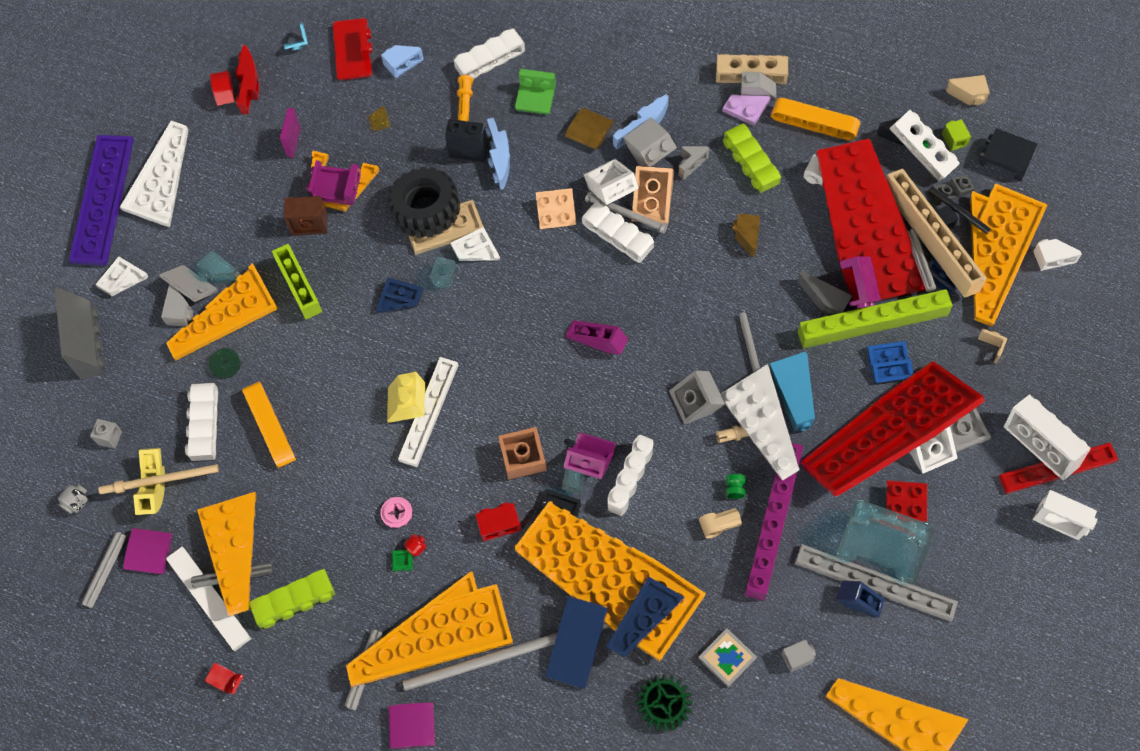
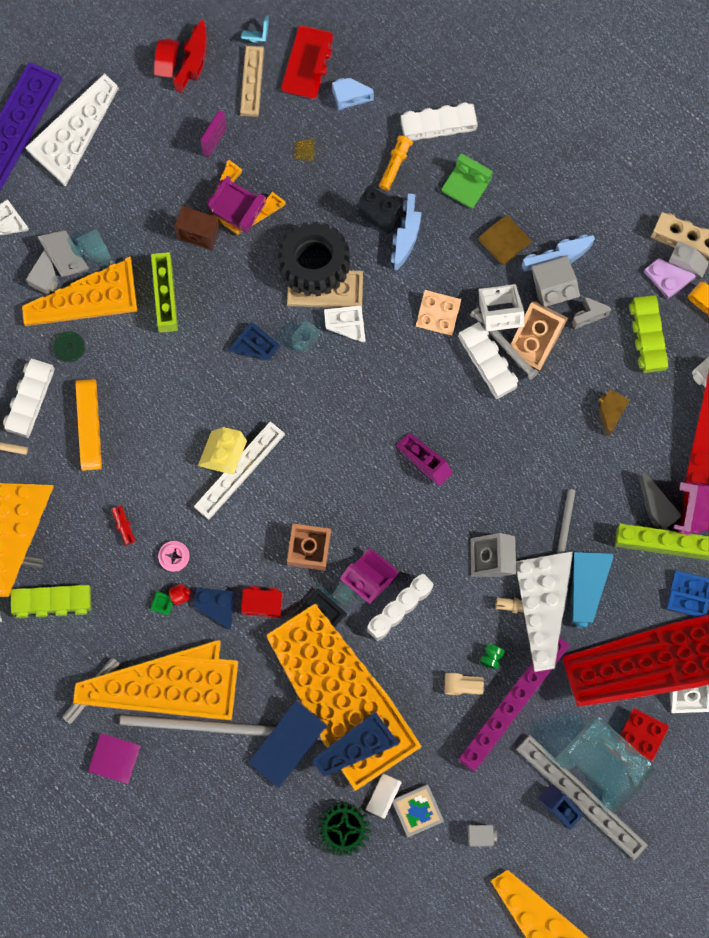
camera: 15 degrees right, 10 degrees up
(308, 82) = (252, 81): none -> tan tile
(336, 502) = (123, 525): none -> red pin
(454, 541) = (216, 605): none -> dark blue wing
(689, 656) = (383, 796): none -> white tile

